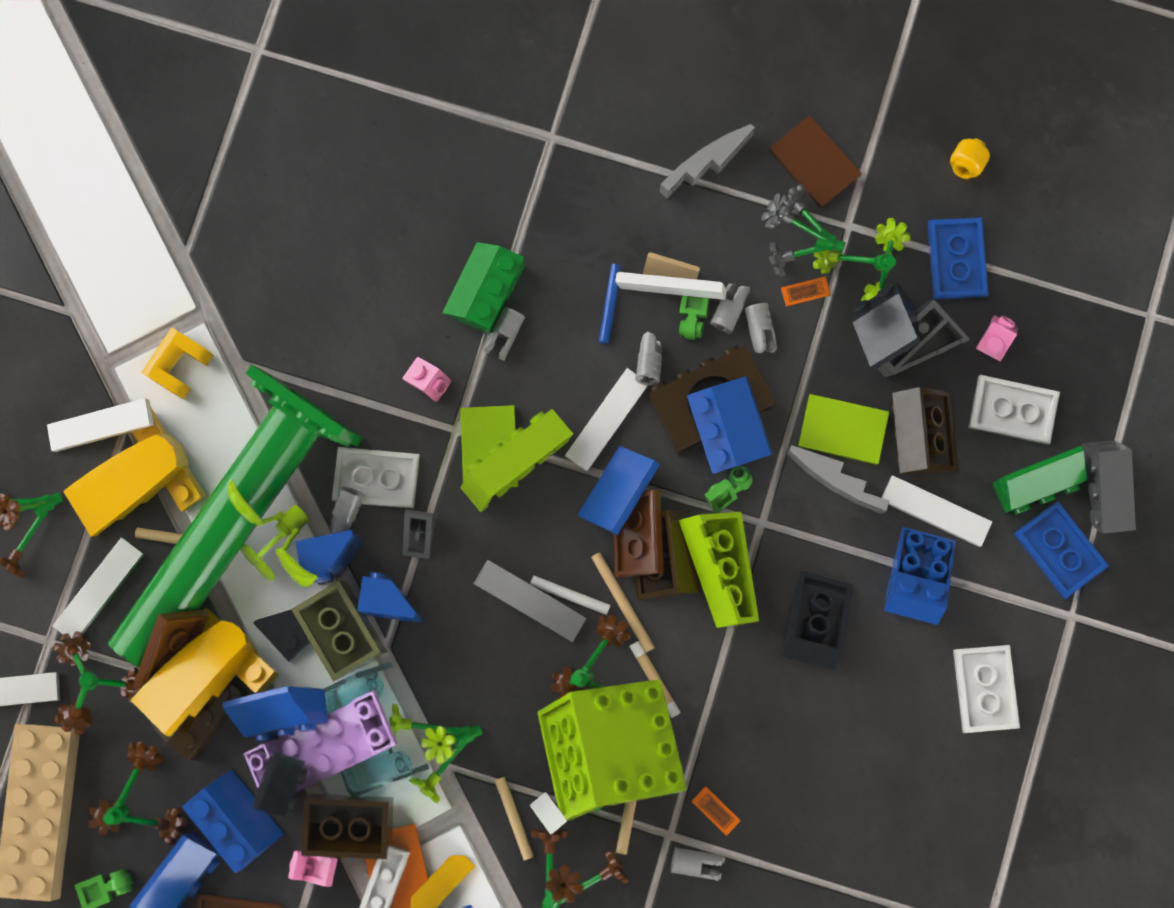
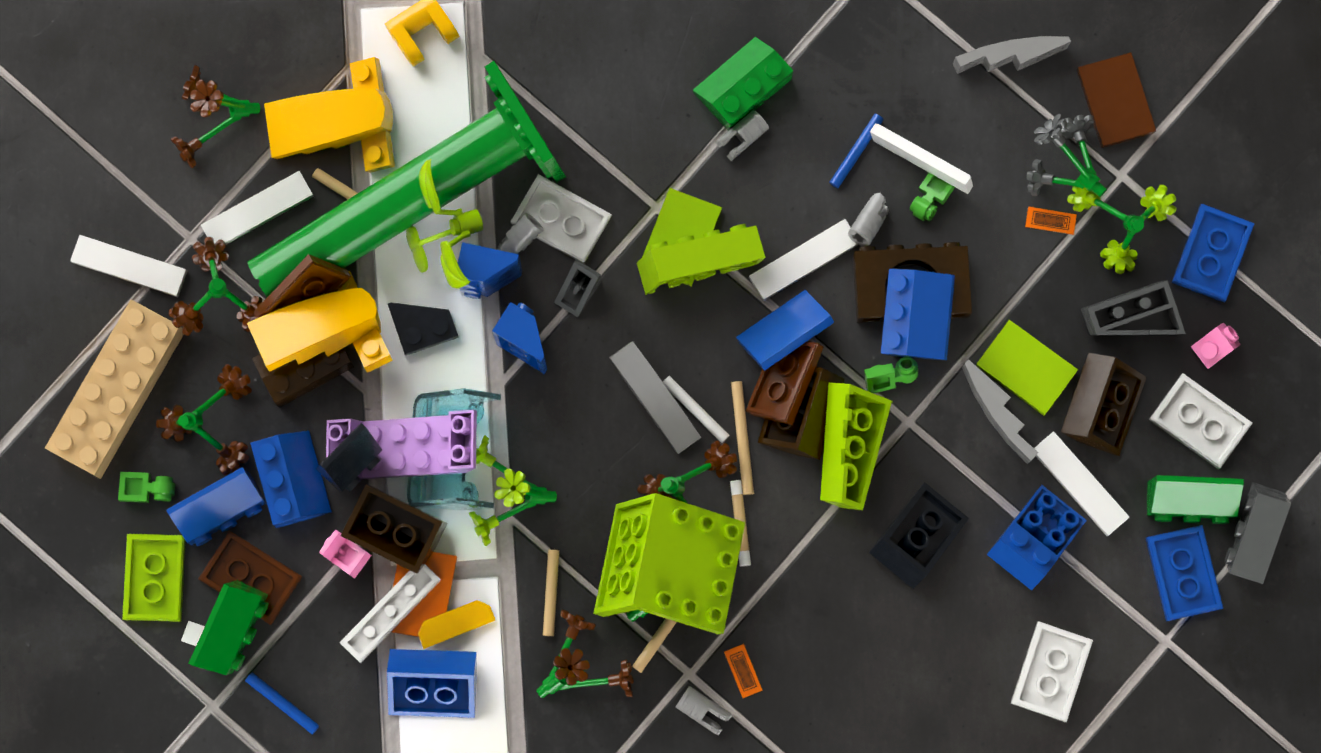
camera: 25 degrees right, 0 degrees up
(100, 425) = (325, 56): white tile -> none
(278, 712) = (376, 394): blue slope -> none
(338, 630) = (465, 345): olive slope -> none
(427, 379) = (650, 146): bright pink bracket -> none
(548, 813) = (585, 600): white sticker -> none
(668, 267) = (926, 139): tan slope -> none
(730, 308) = (969, 204): light grey hinge -> none
(761, 328) = (991, 236): light grey hinge -> none
(886, 325) = (1109, 283): slope -> none
(969, 158) = (1268, 161): yellow head -> none

